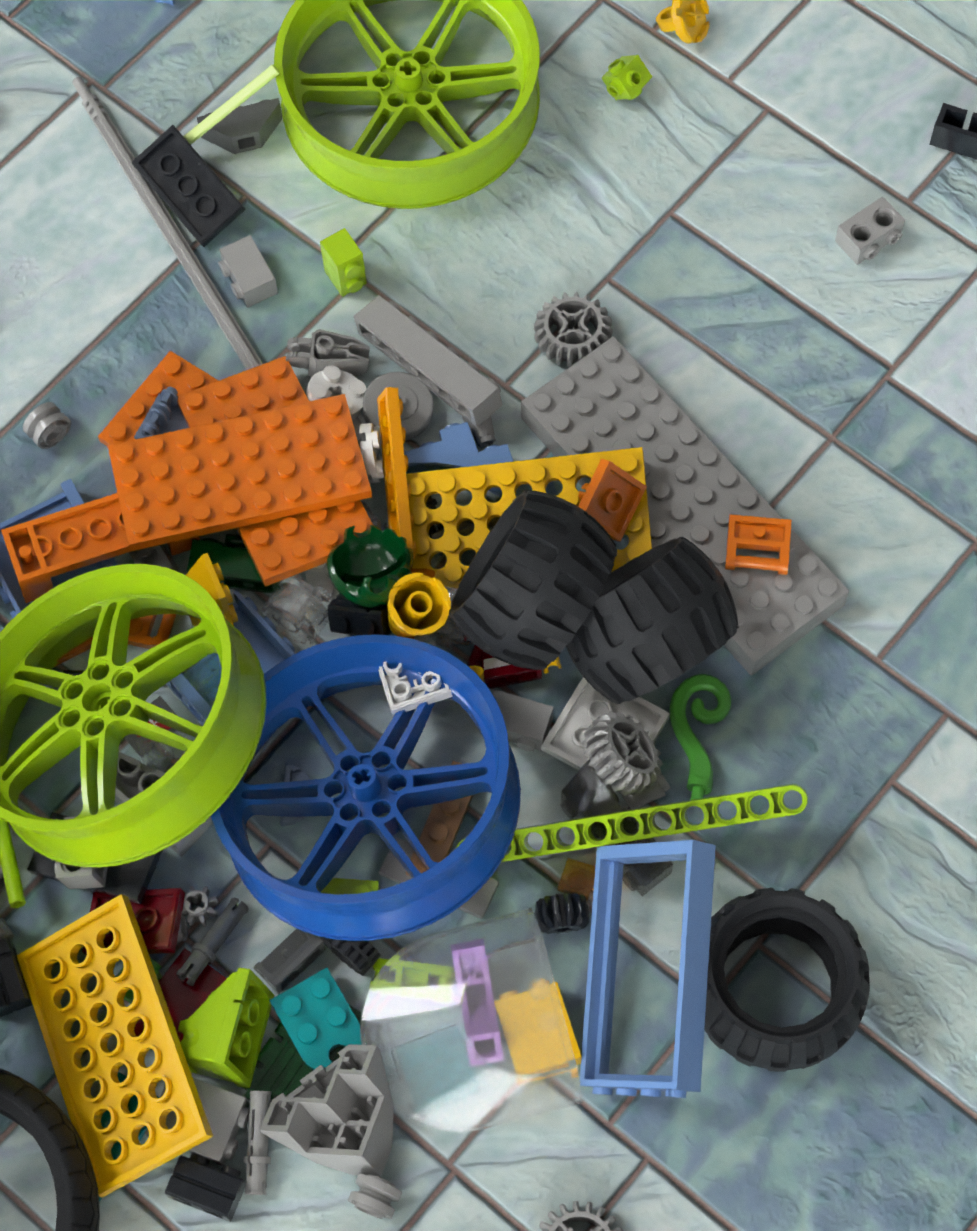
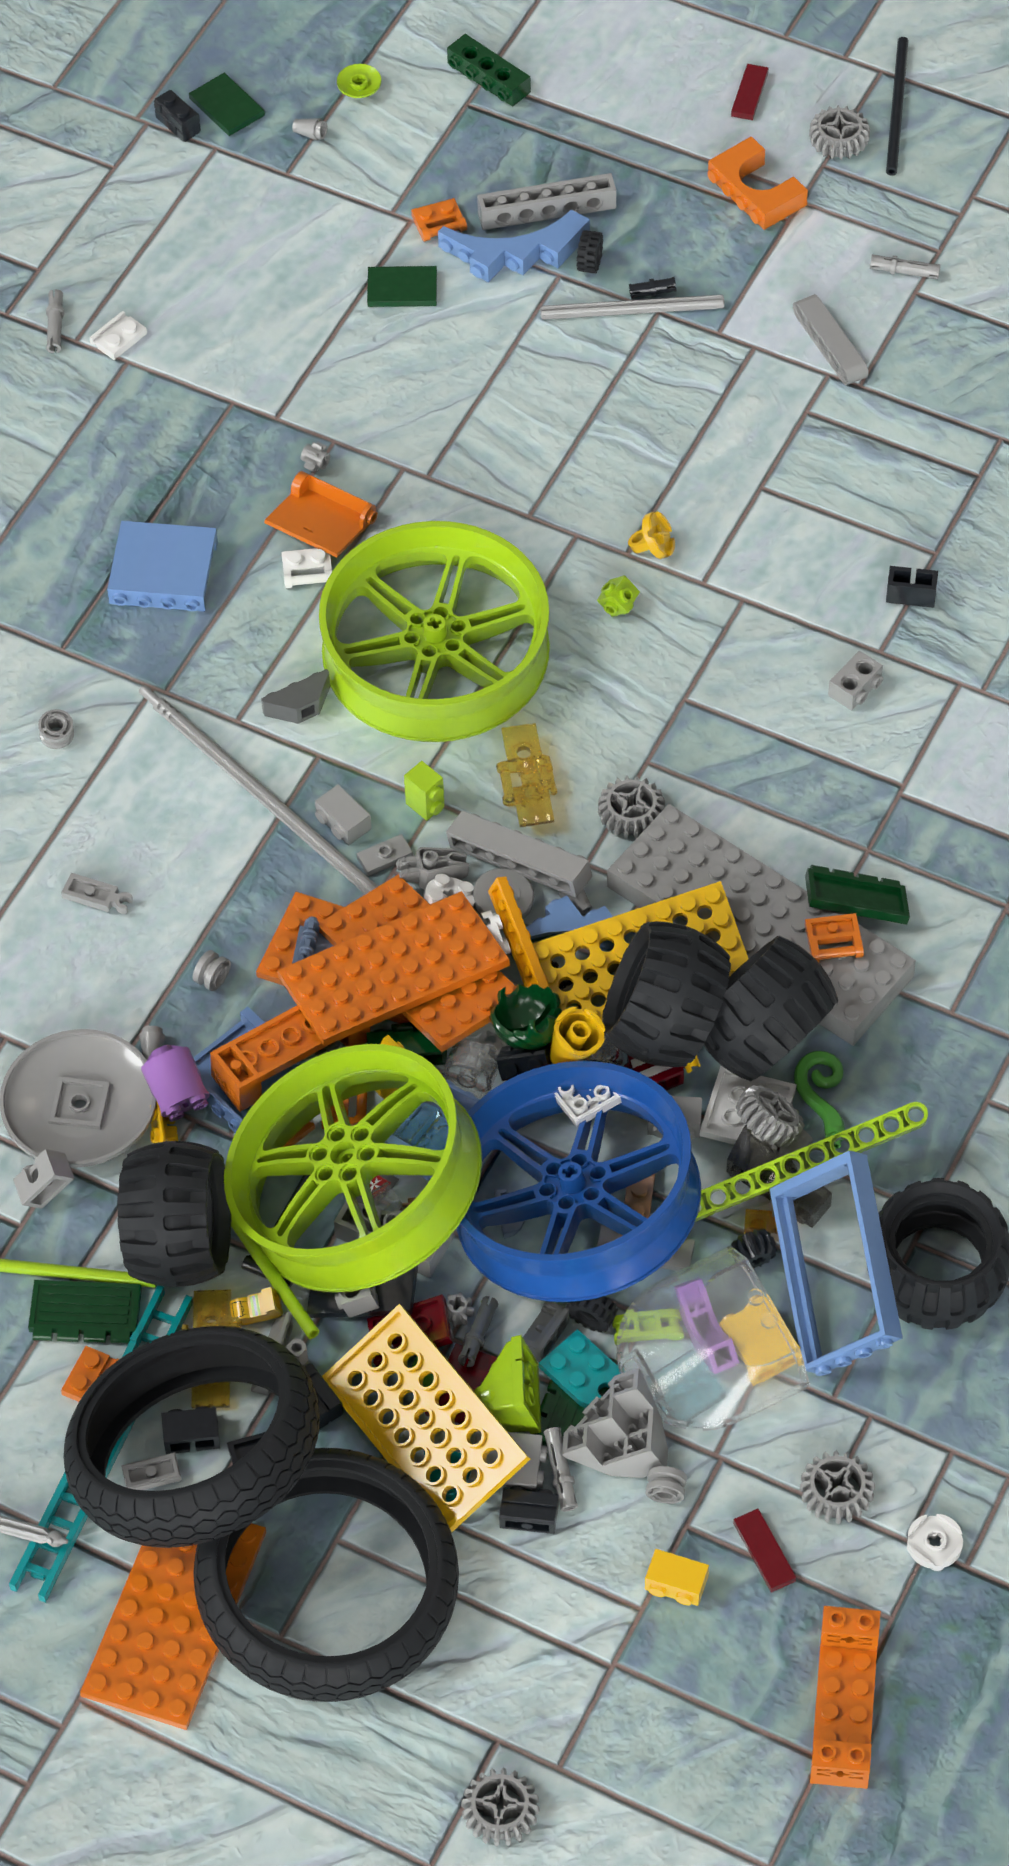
camera: 15 degrees left, 10 degrees down
(188, 185) = (270, 755): black tile -> none
(231, 104) = (244, 733): yellowish green bar -> none
(280, 327) = (384, 855): none -> light grey plate
(473, 270) = (535, 772): none -> clear yellow piece
(611, 498) = (709, 917): orange tile -> none
(801, 493) = (860, 894): none -> dark green hinge

